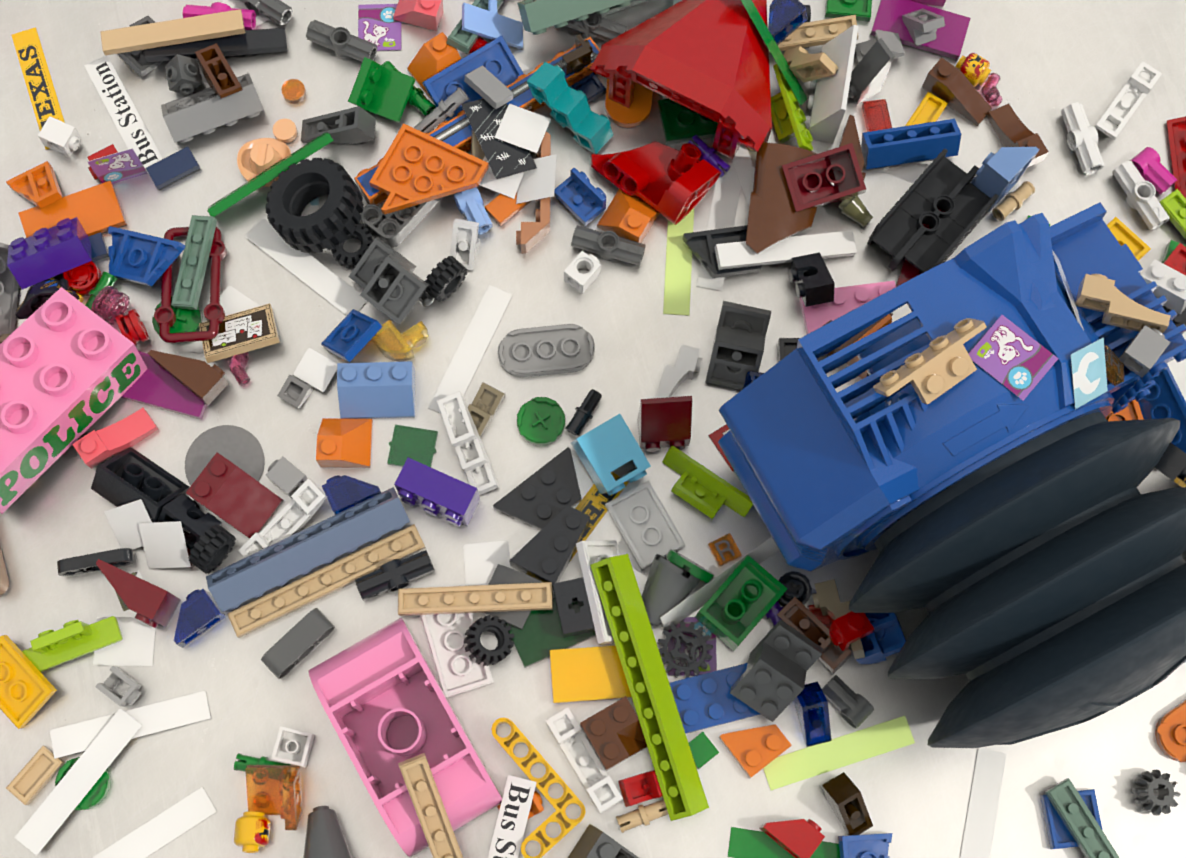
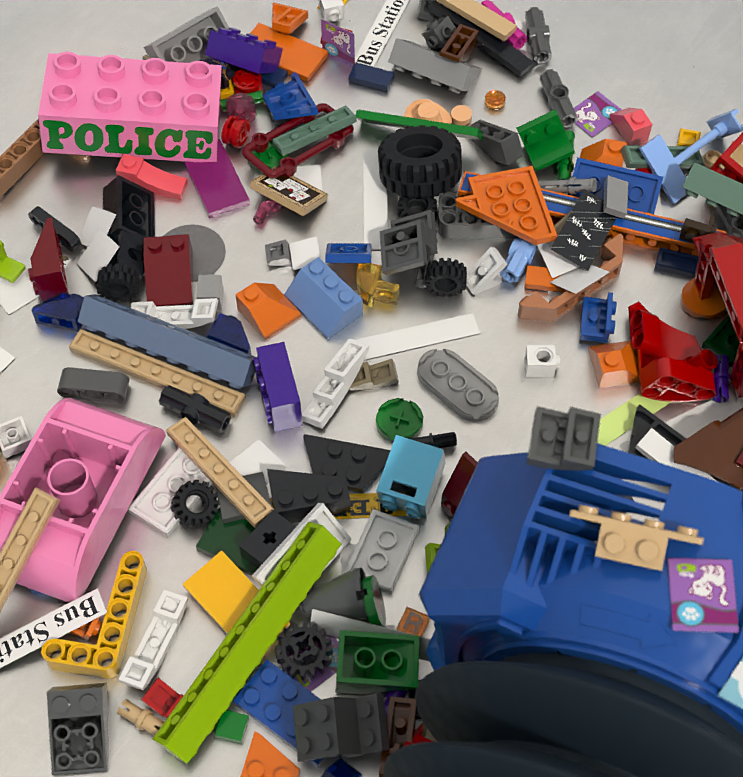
camera: 55 degrees right, 15 degrees down
(194, 374) = (233, 186): reddish brown slope -> none
(412, 443) = (305, 354): clear green piece -> none
(522, 128) = (608, 240): white sticker -> none
(570, 107) = (656, 257): teal brick -> none
(593, 241) = (574, 352): dark grey piece -> none
(614, 733) = (189, 645): reddish brown slope -> none
(809, 344) = (564, 439): none -> dark grey slope

